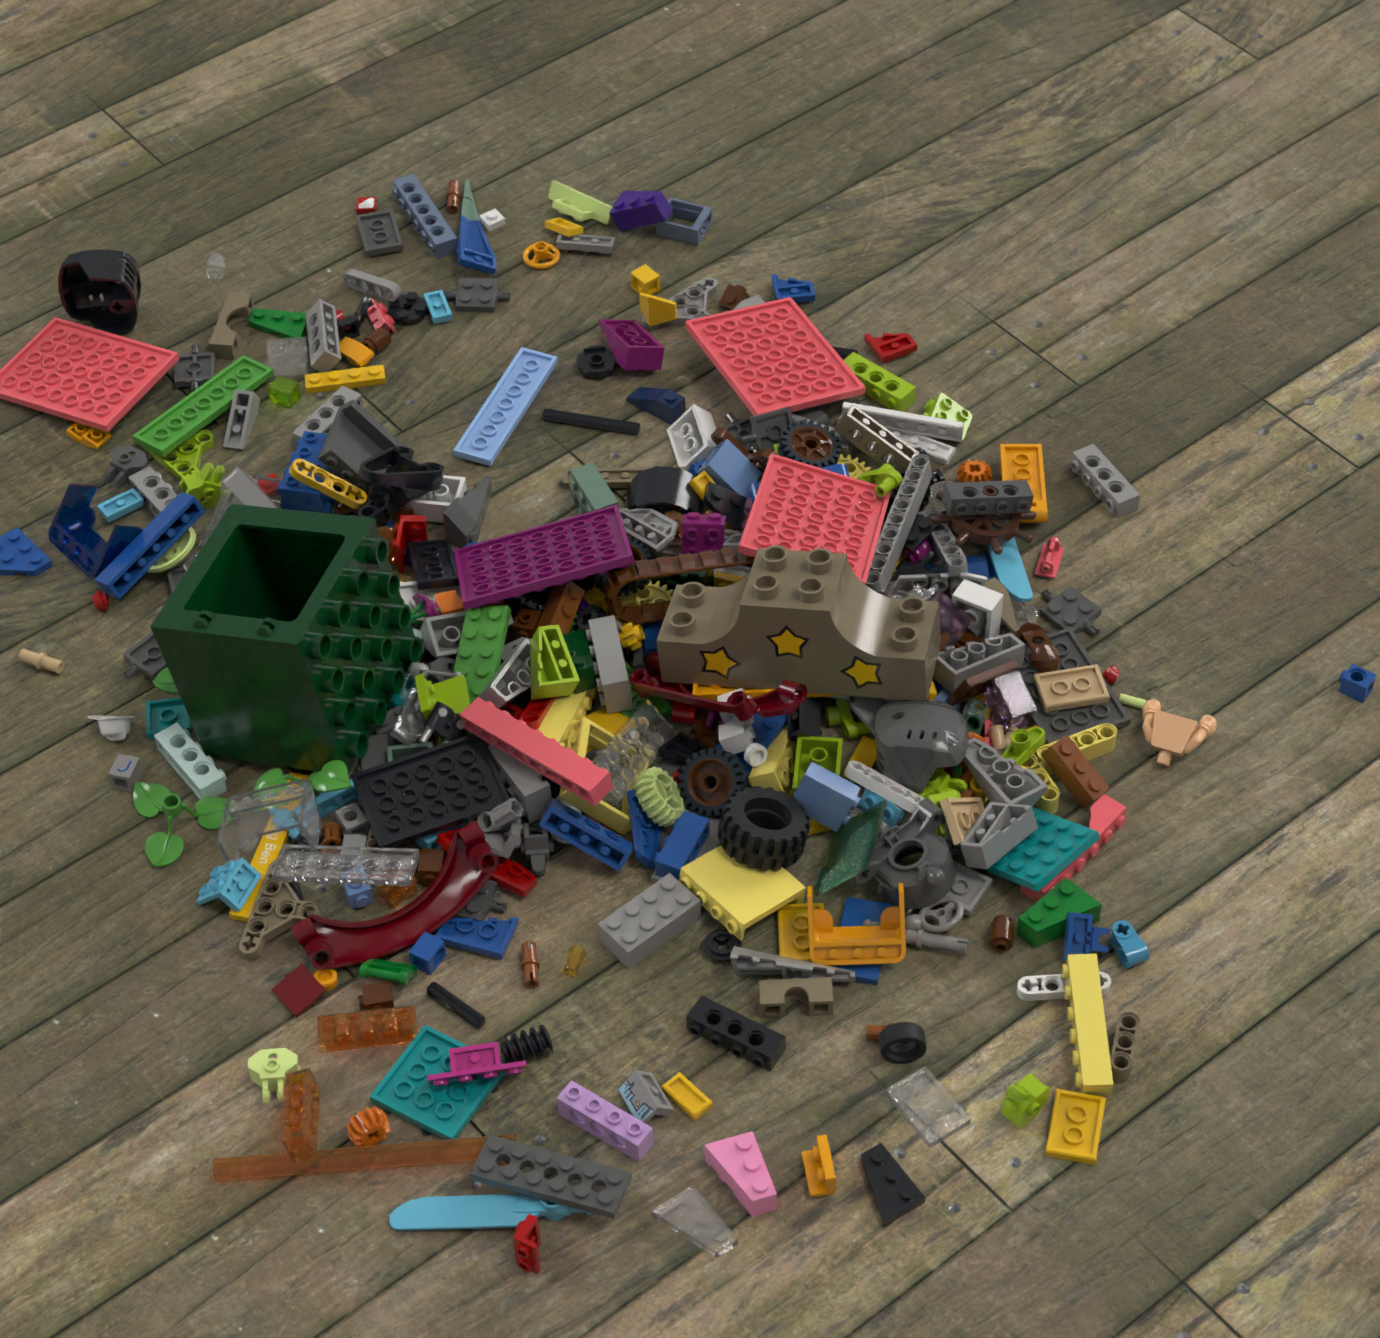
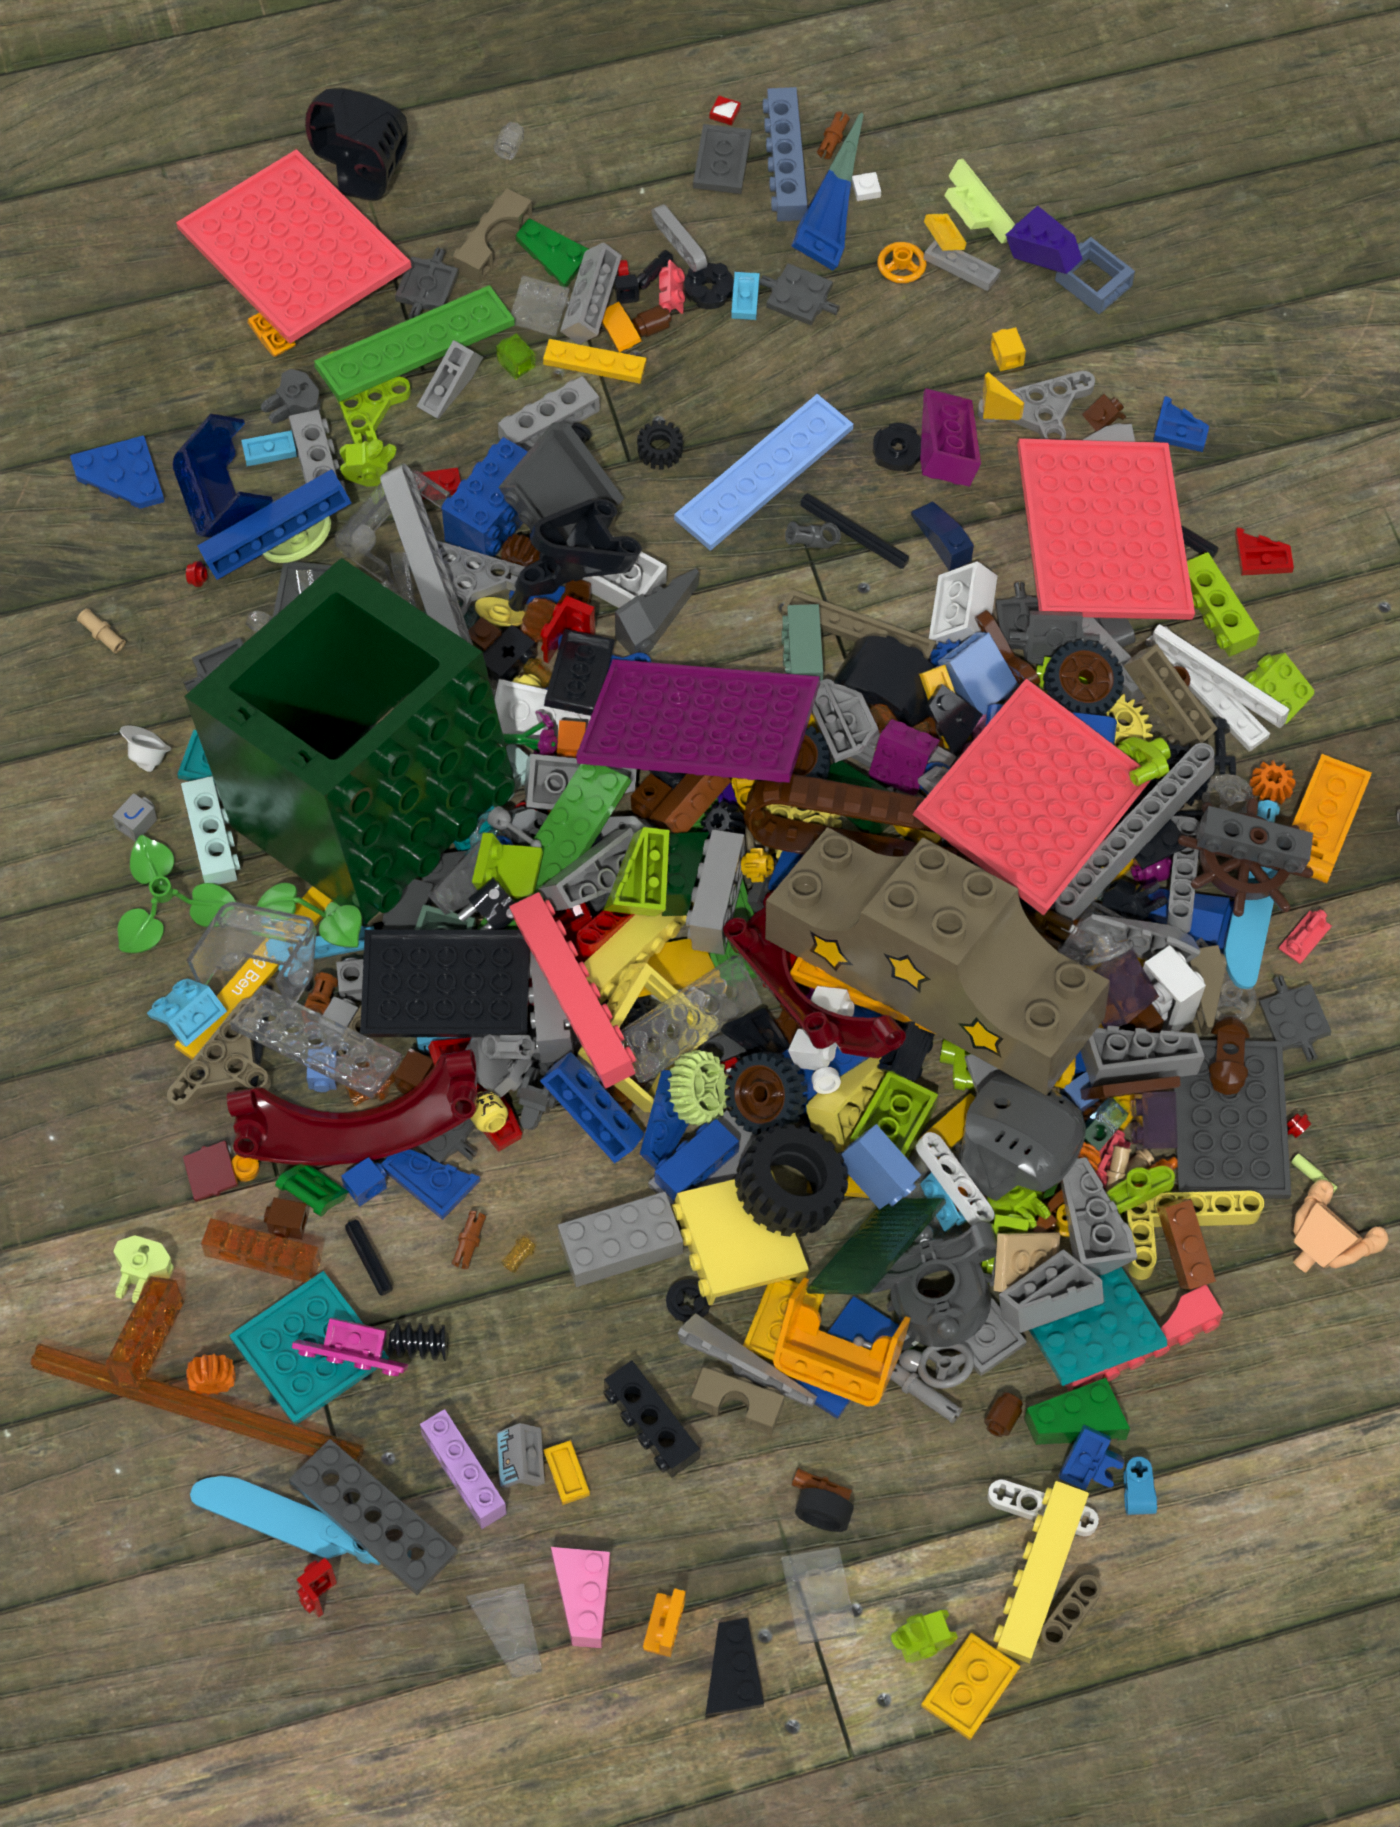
camera: 20 degrees right, 15 degrees up
(327, 486) = (495, 528): yellow beam -> none
(423, 420) = (660, 432): none -> black tyre
(508, 869) = (489, 1113): none -> light yellow head
(562, 431) = (812, 535): none -> dark grey connector
(1071, 688) = (1240, 1126): tan tile -> none

